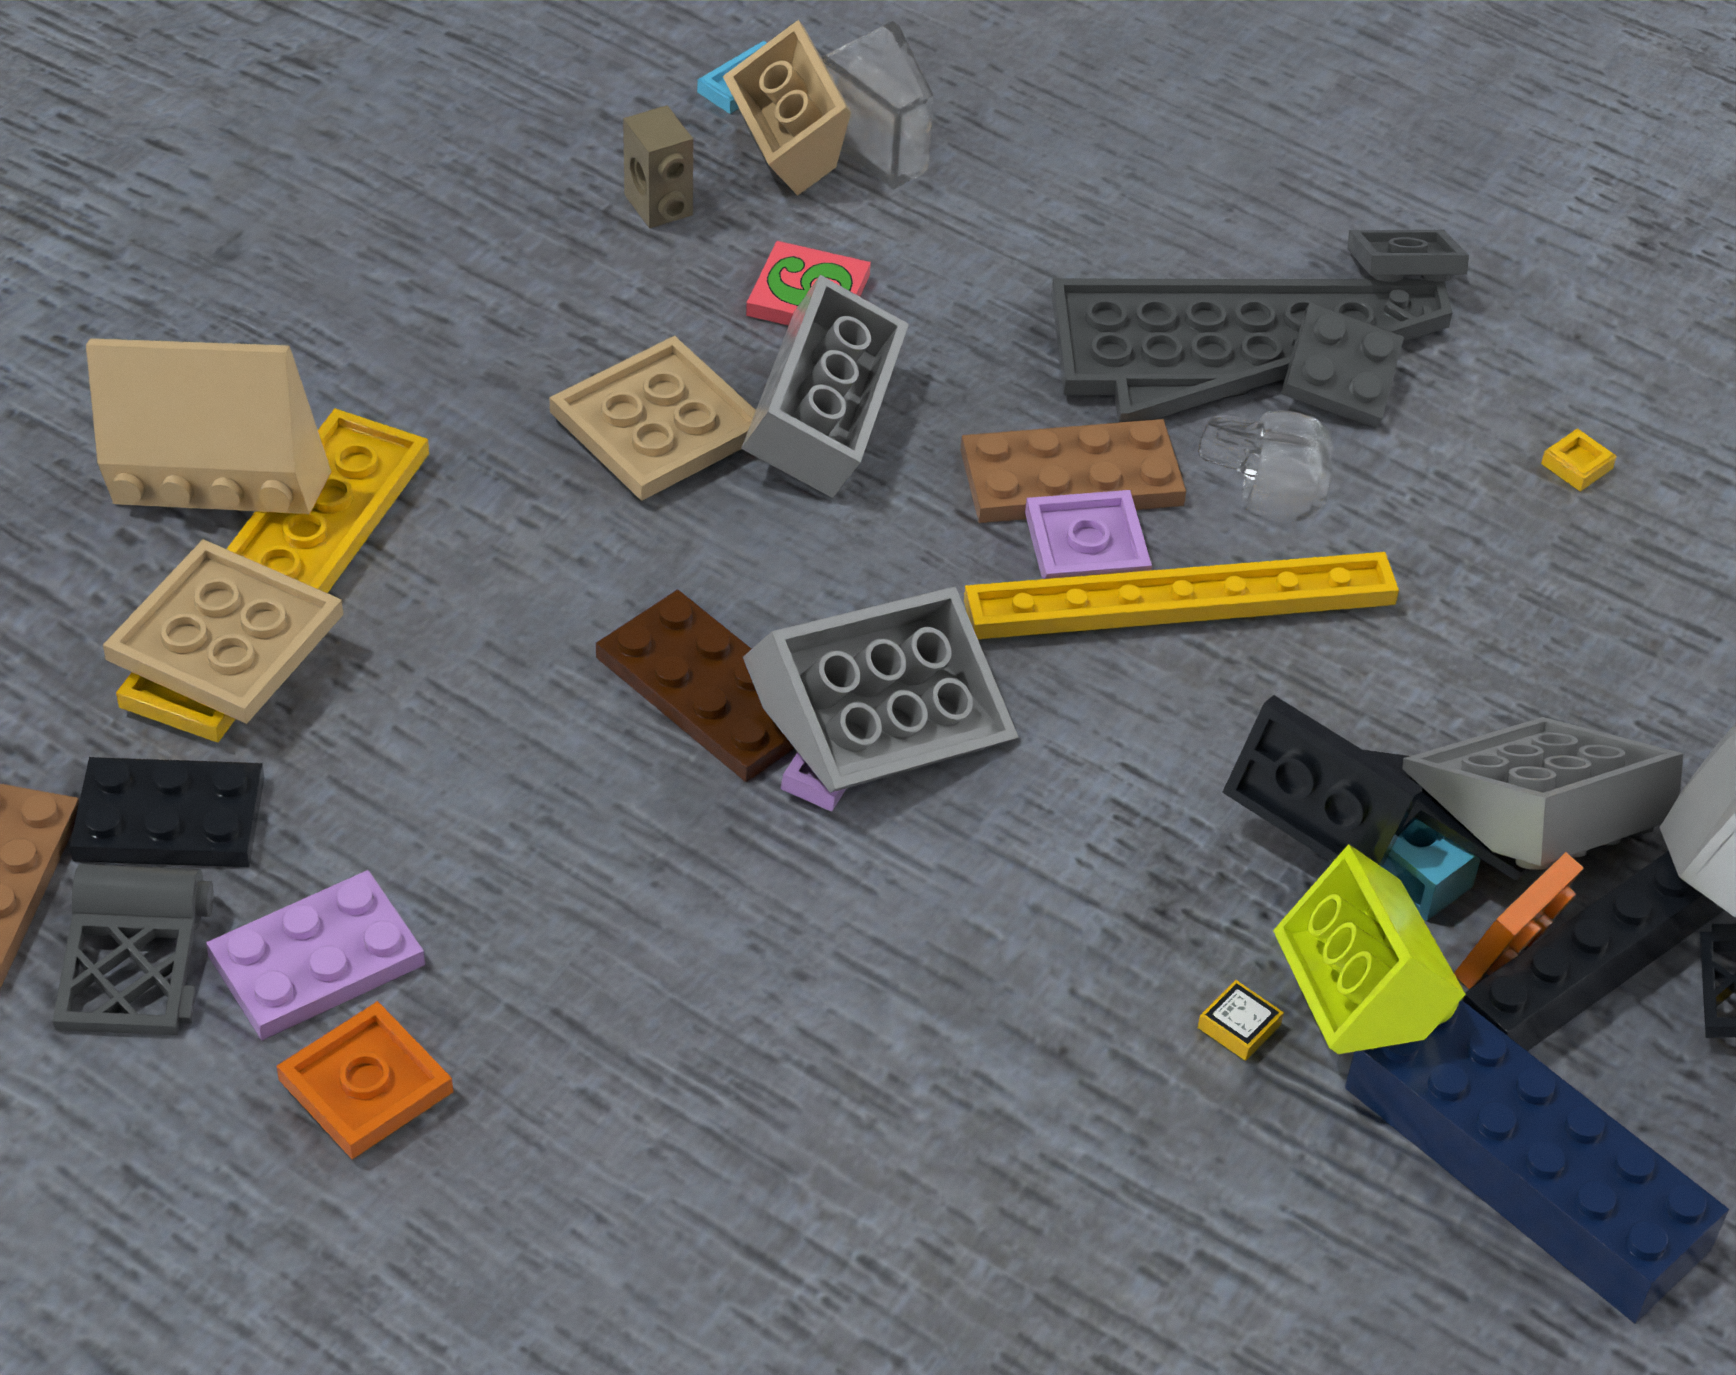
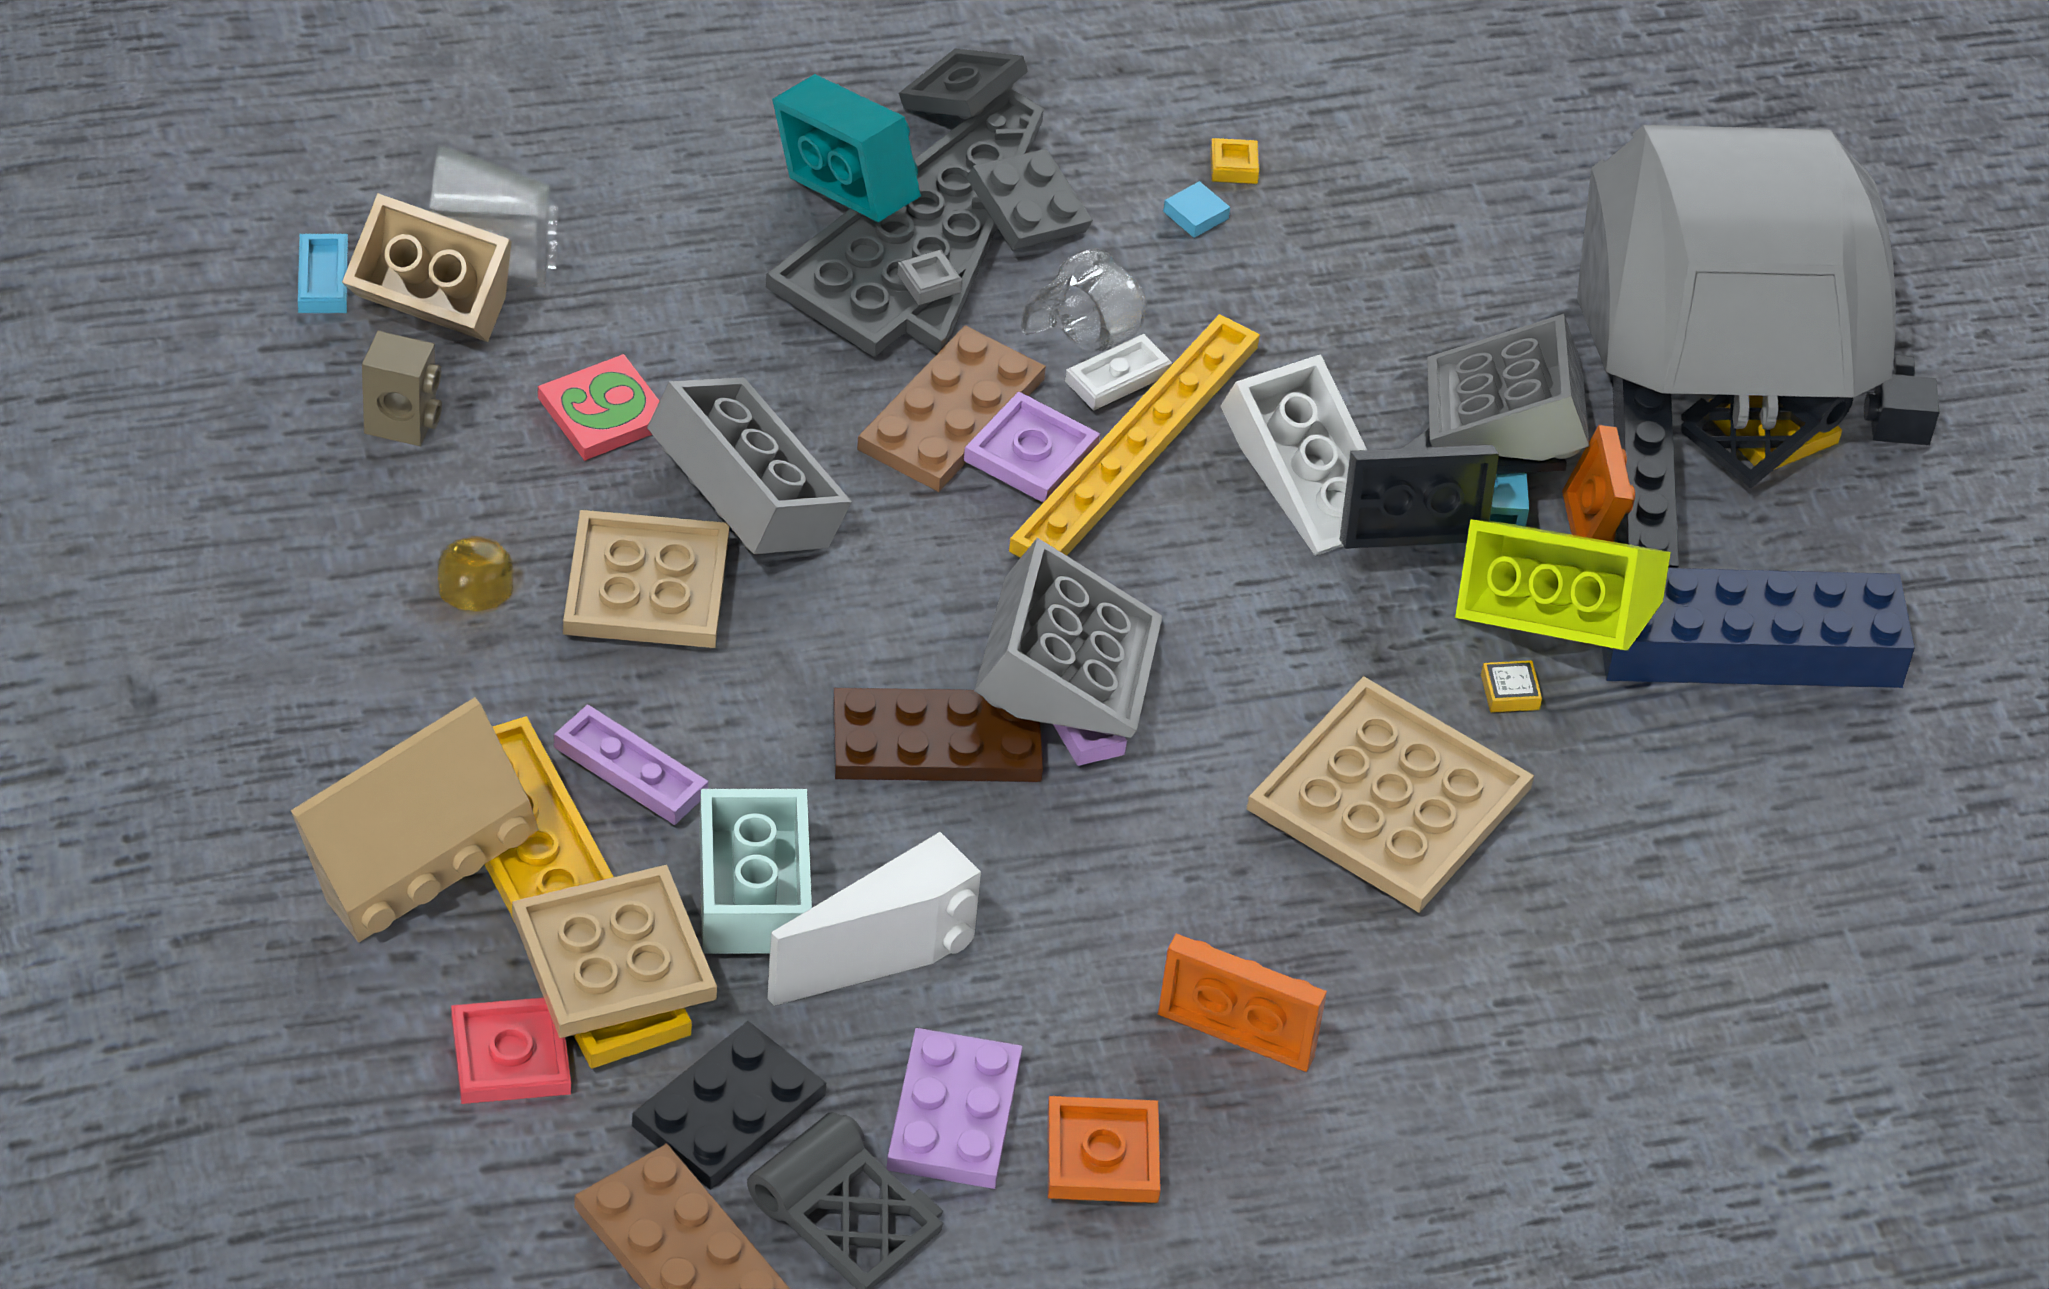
camera: 50 degrees left, 0 degrees up
(69, 651) = (508, 1051): none -> coral tile
(410, 660) = (752, 866): none -> light aqua brick
(430, 764) = (879, 925): none -> white slope
(454, 529) = (630, 764): none -> lavender plate
(549, 328) = (475, 573): none -> clear yellow hair
(610, 1051) = (1241, 1002): none -> orange plate
(1003, 1016) = (1390, 793): none -> tan plate
(1172, 361) = (929, 277): none -> light grey tile
(1224, 224) = (847, 147): none -> teal brick
(1240, 535) = (1117, 372): none -> white plate
(1326, 667) = (1298, 443): none -> white slope
(1490, 471) = (1196, 209): none -> medium azure tile

